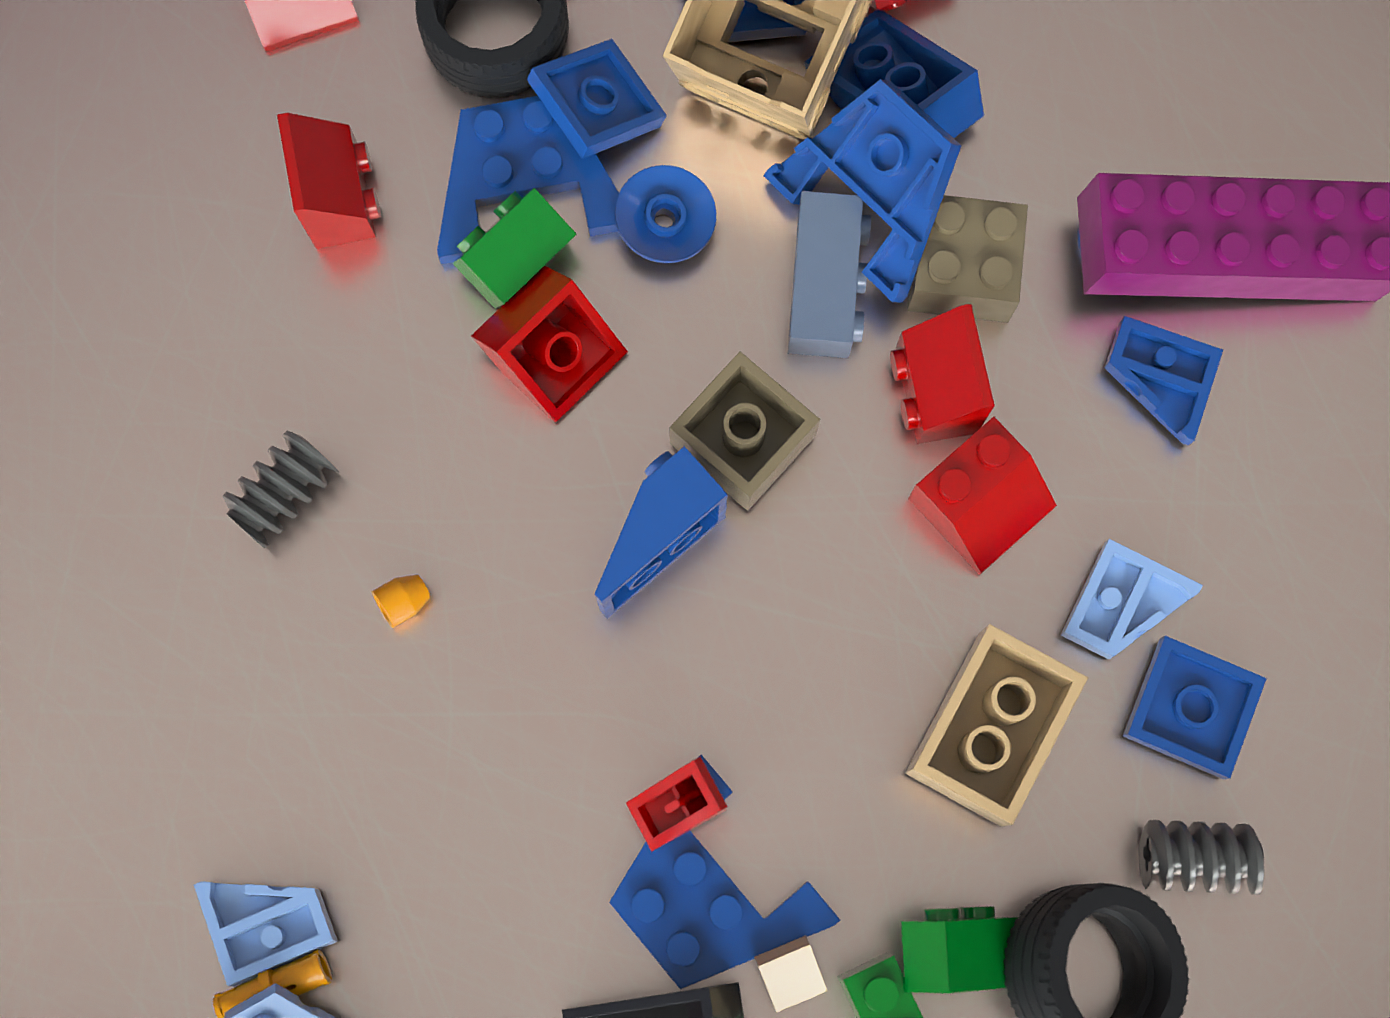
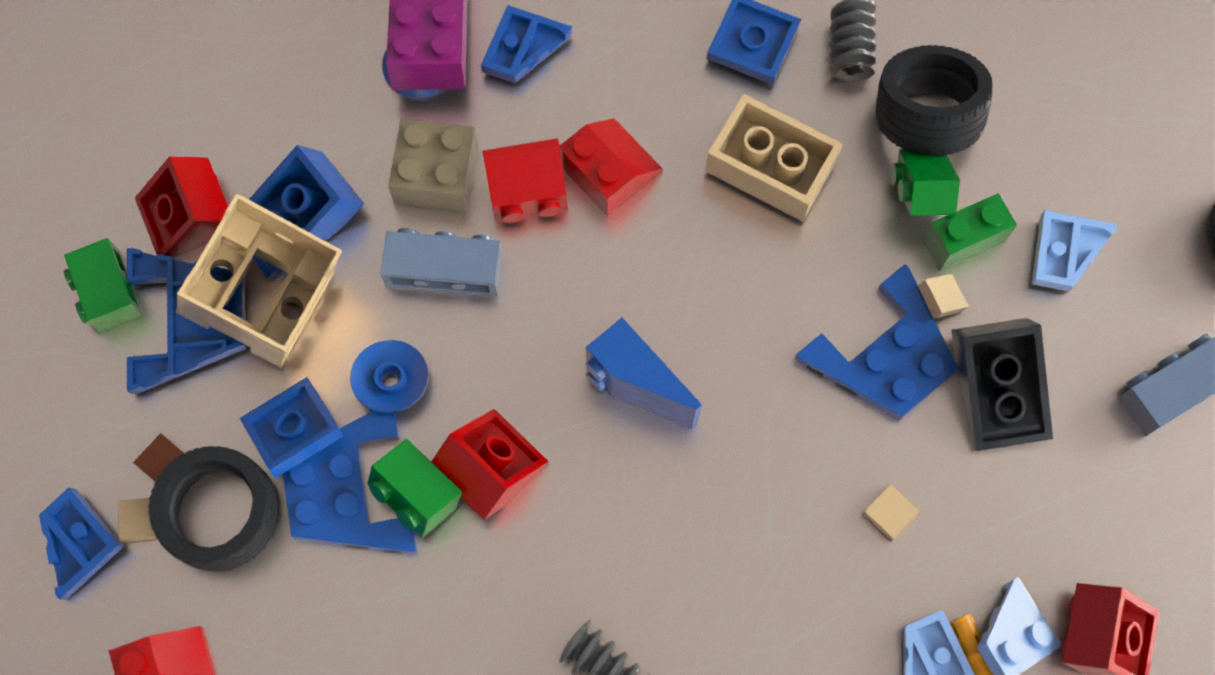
camera: 90 degrees left, 5 degrees down
(328, 180) = (350, 635): red slope -> none
(401, 598) = (687, 572): light orange hose -> none
(475, 880) = (891, 512): none -> tan tile
(677, 804) = (835, 362): red slope -> none
(744, 430) = (562, 317): dark tan brick -> none
(893, 162) = (367, 203): blue wing -> none
(1124, 600) = (682, 78): light blue wing -> none

